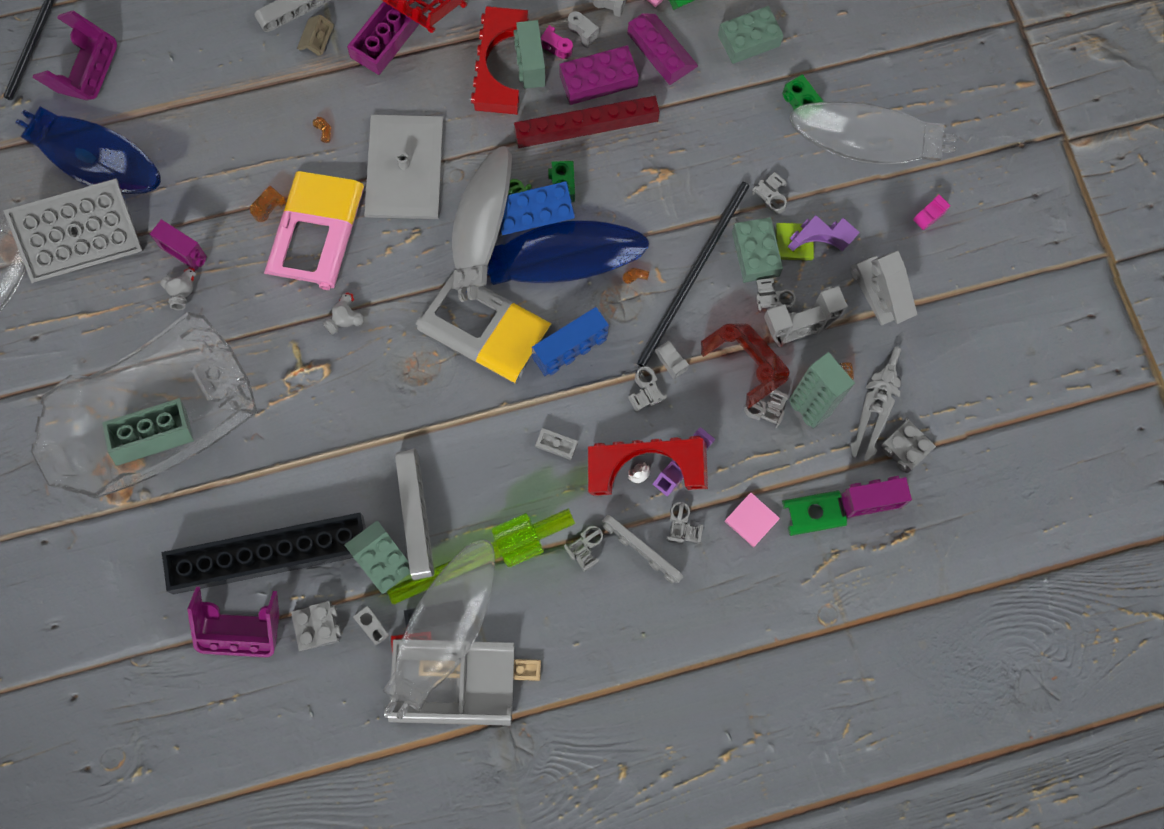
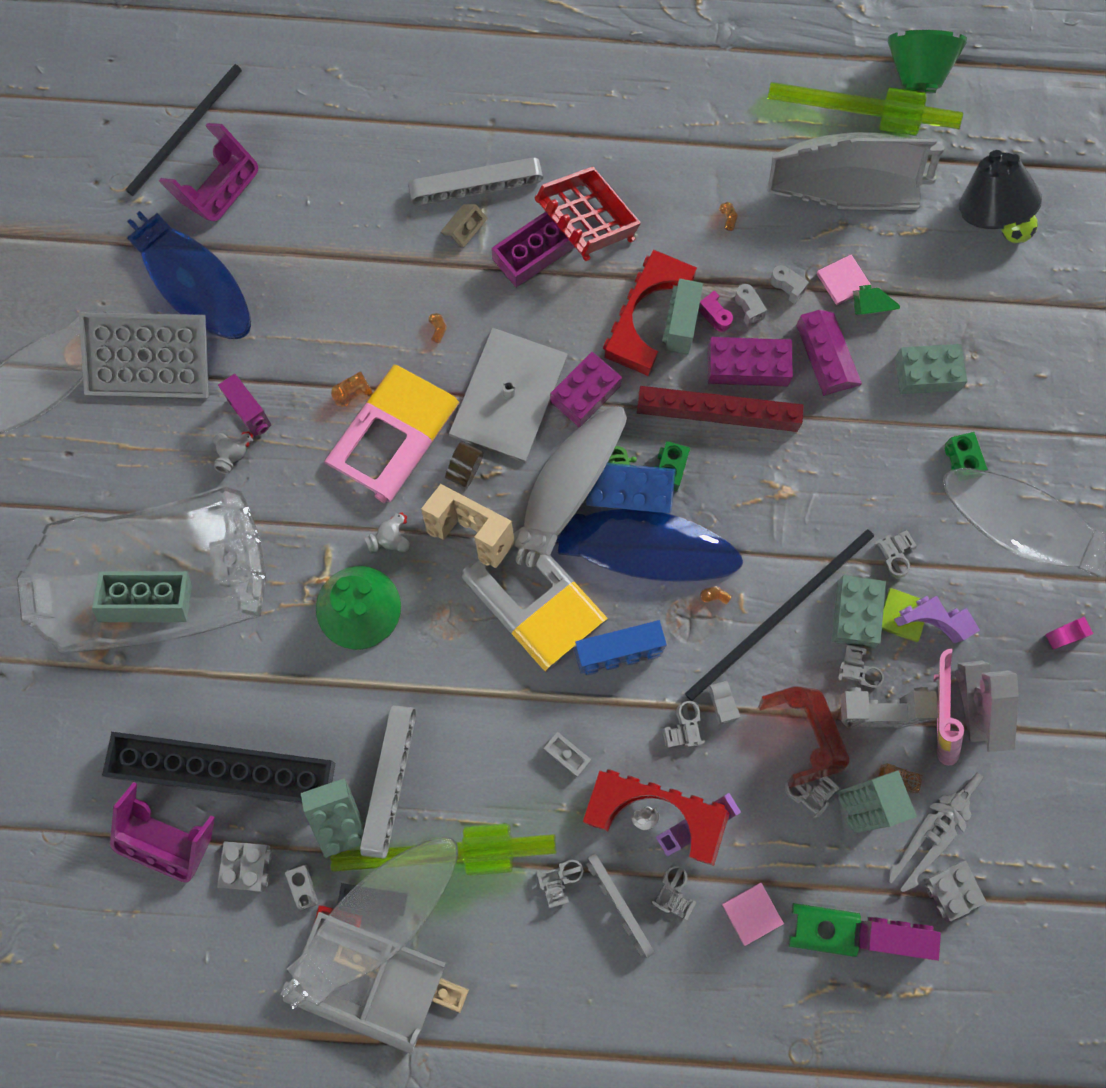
camera: 20 degrees right, 0 degrees up
(337, 383) = (358, 607): none -> green cone
(386, 235) = (464, 464): none -> dark brown piece
(430, 278) = (493, 531): none -> tan plate
(468, 141) = (585, 389): none -> magenta brick
(860, 317) = (948, 741): none -> bright pink piece

